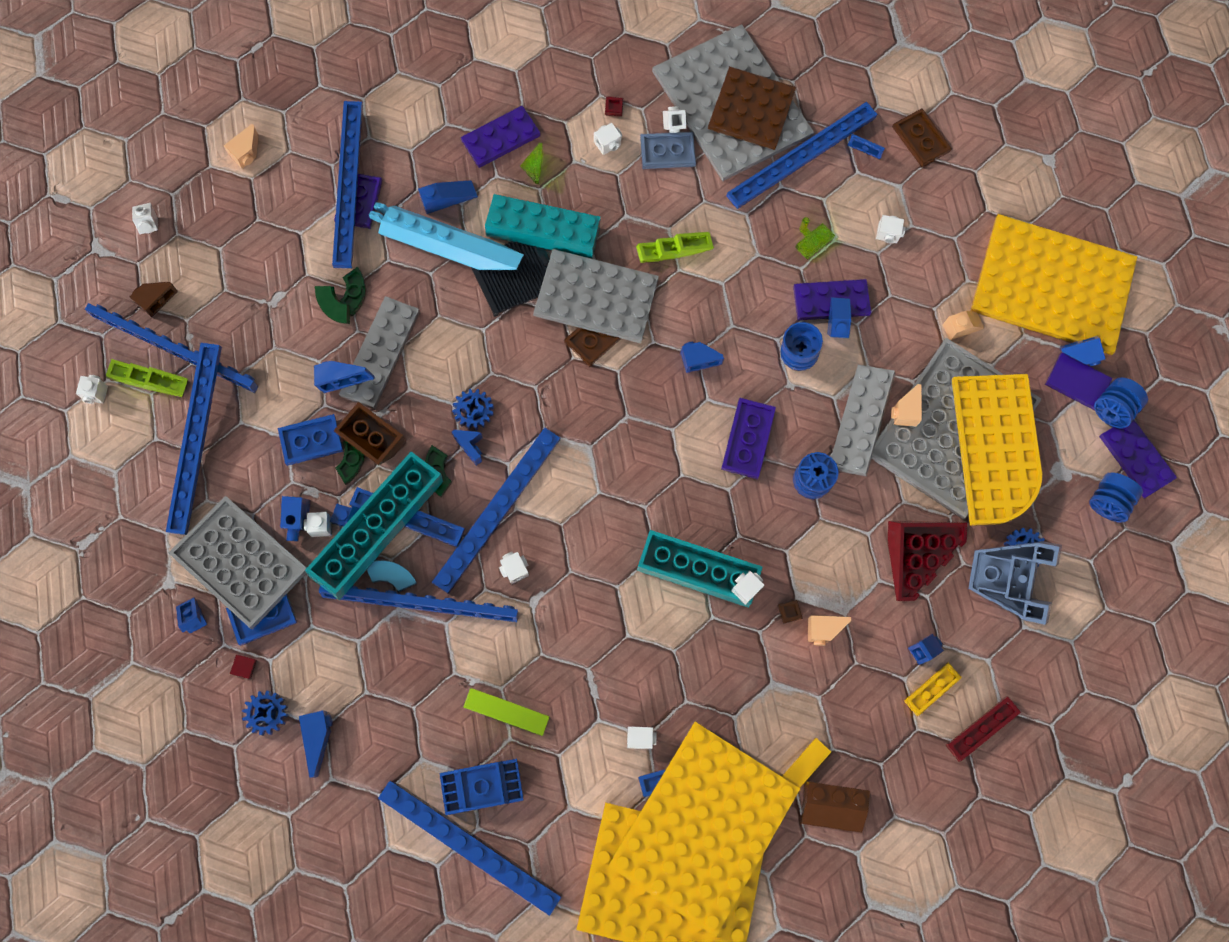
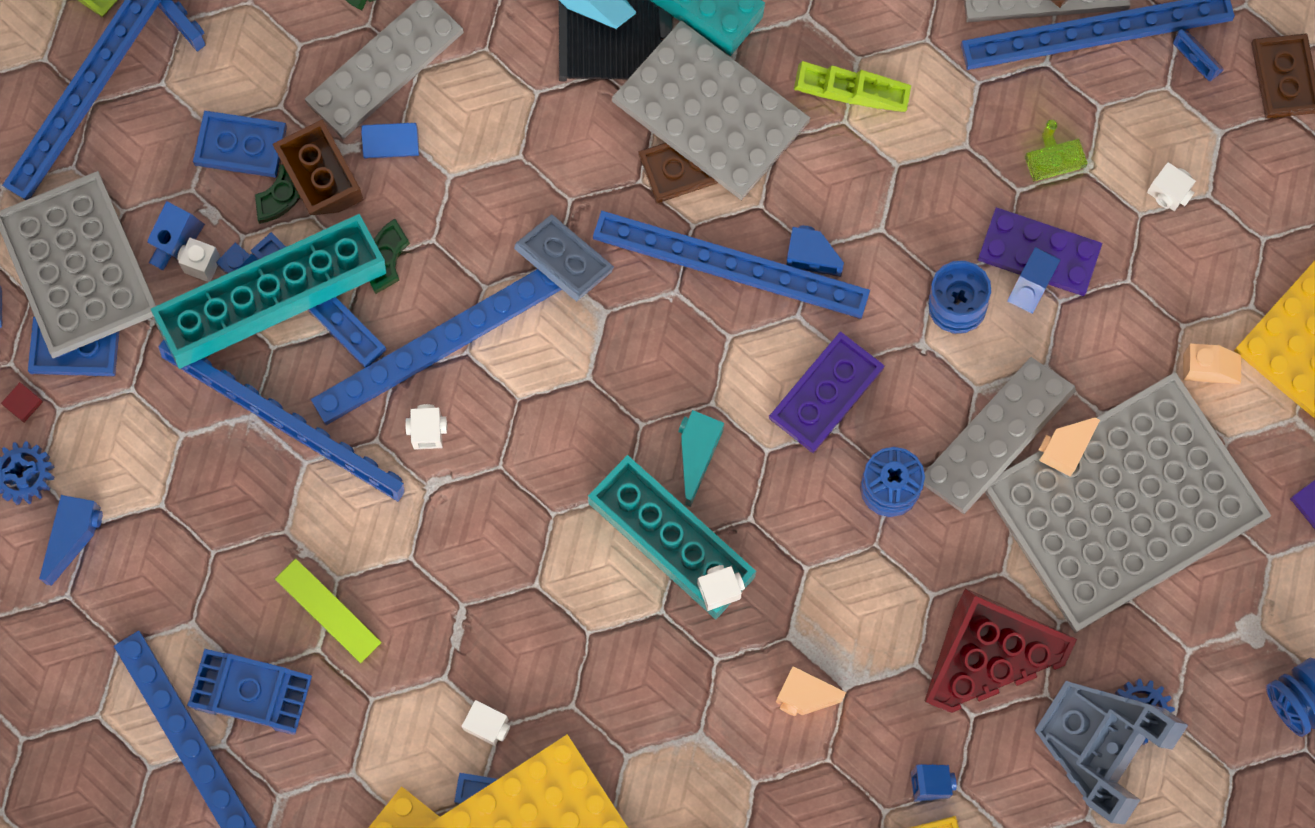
camera: 30 degrees right, 0 degrees up
(336, 375) = (310, 73): blue slope -> none
(392, 573) = (264, 364): medium azure tile -> none
(405, 397) = (390, 140): none -> blue slope
(466, 440) = (444, 233): blue slope -> none
(480, 410) = (470, 182): blue gear -> none
(549, 424) = (564, 257): none -> sand blue tile
(653, 385) = (731, 264): none -> blue plate
(687, 506) = (698, 445): none -> teal slope
(790, 611) = (770, 650): reddish brown tile -> none
(997, 446) = (1170, 552): yellow plate -> none

